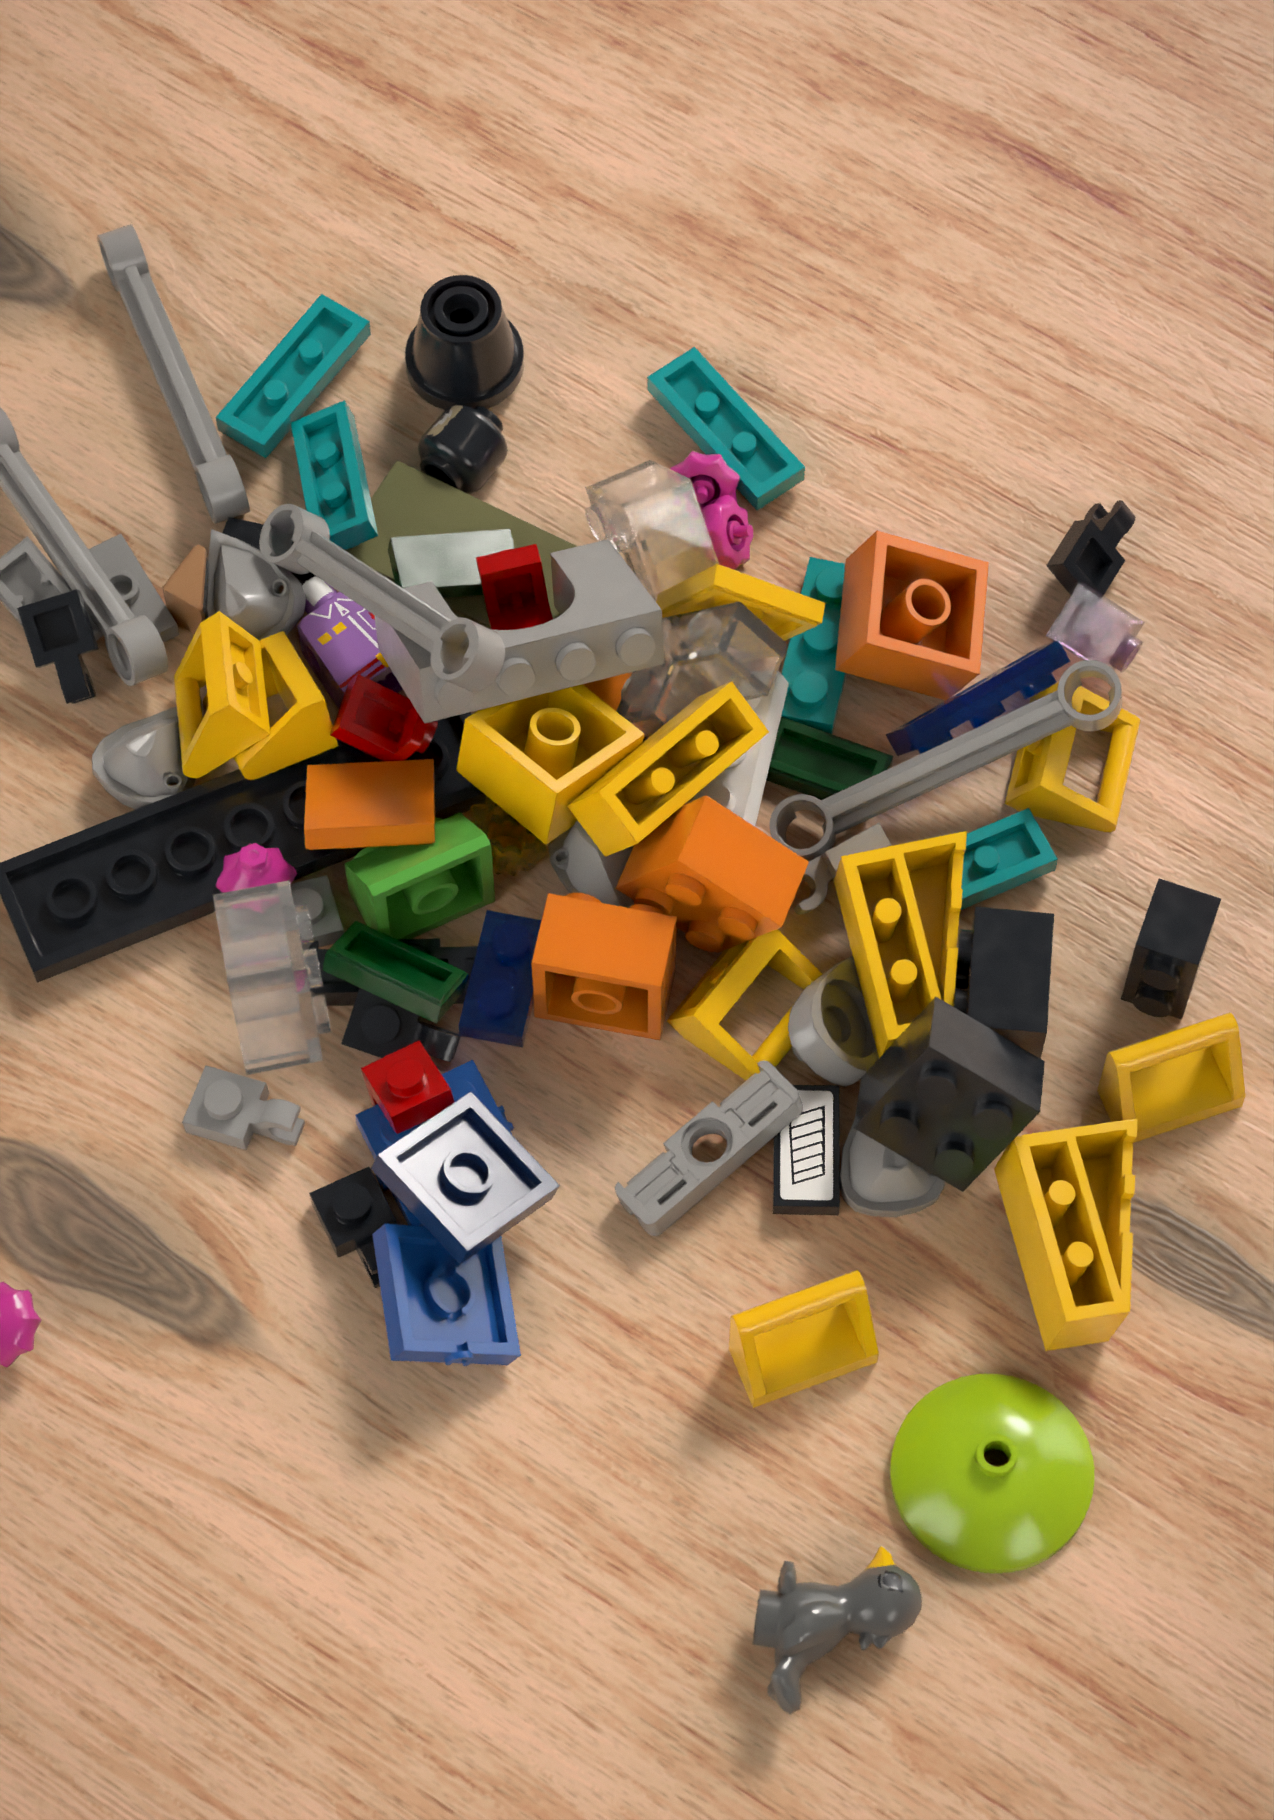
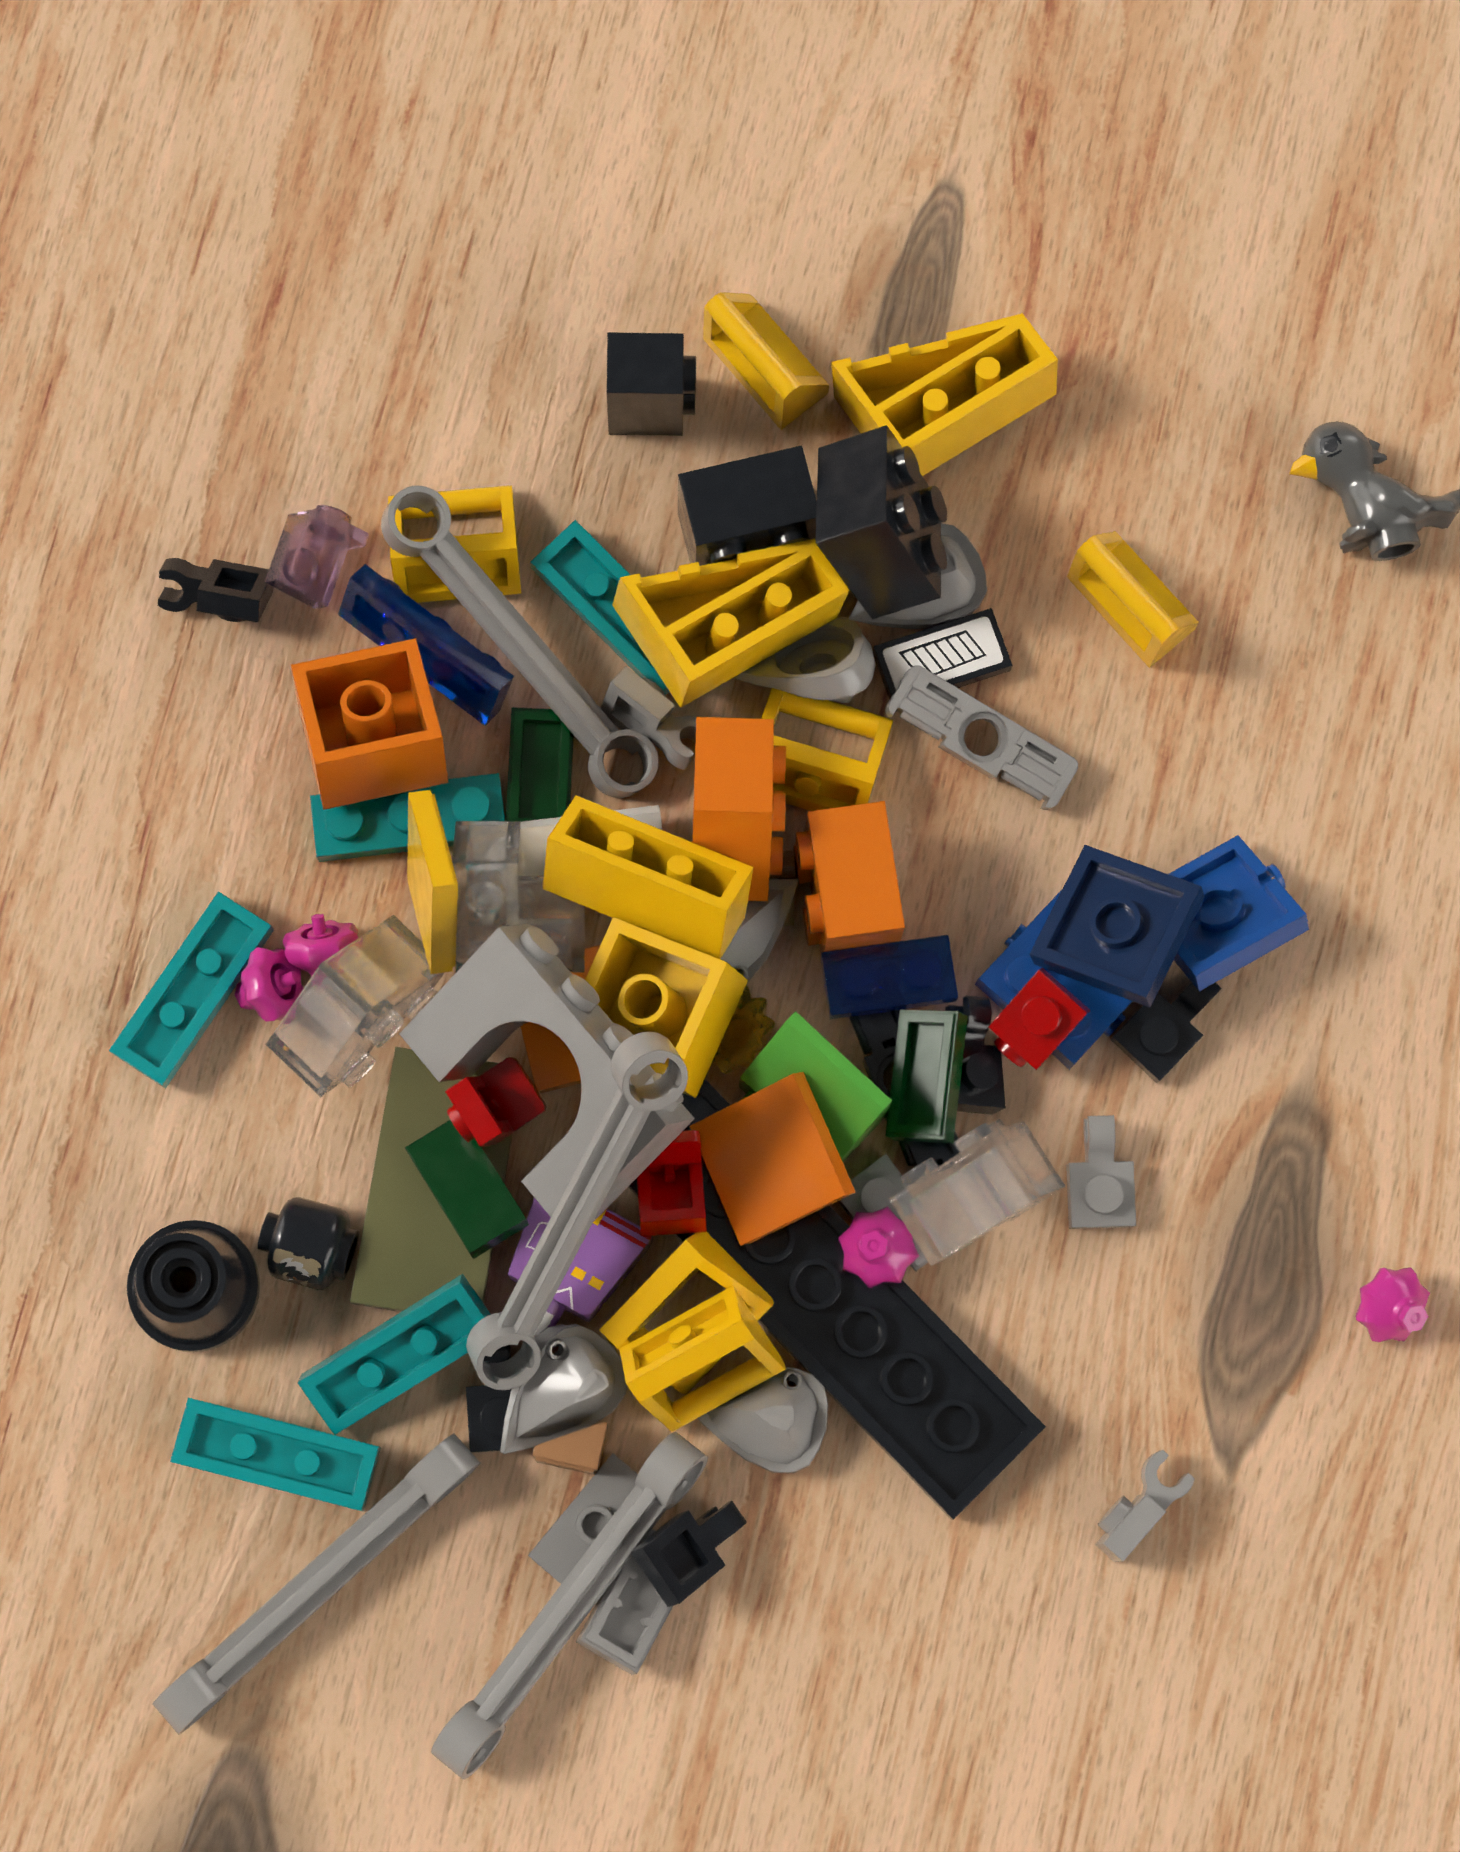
camera: 115 degrees left, 15 degrees up
(986, 1513) = (1171, 446): lime dish -> none

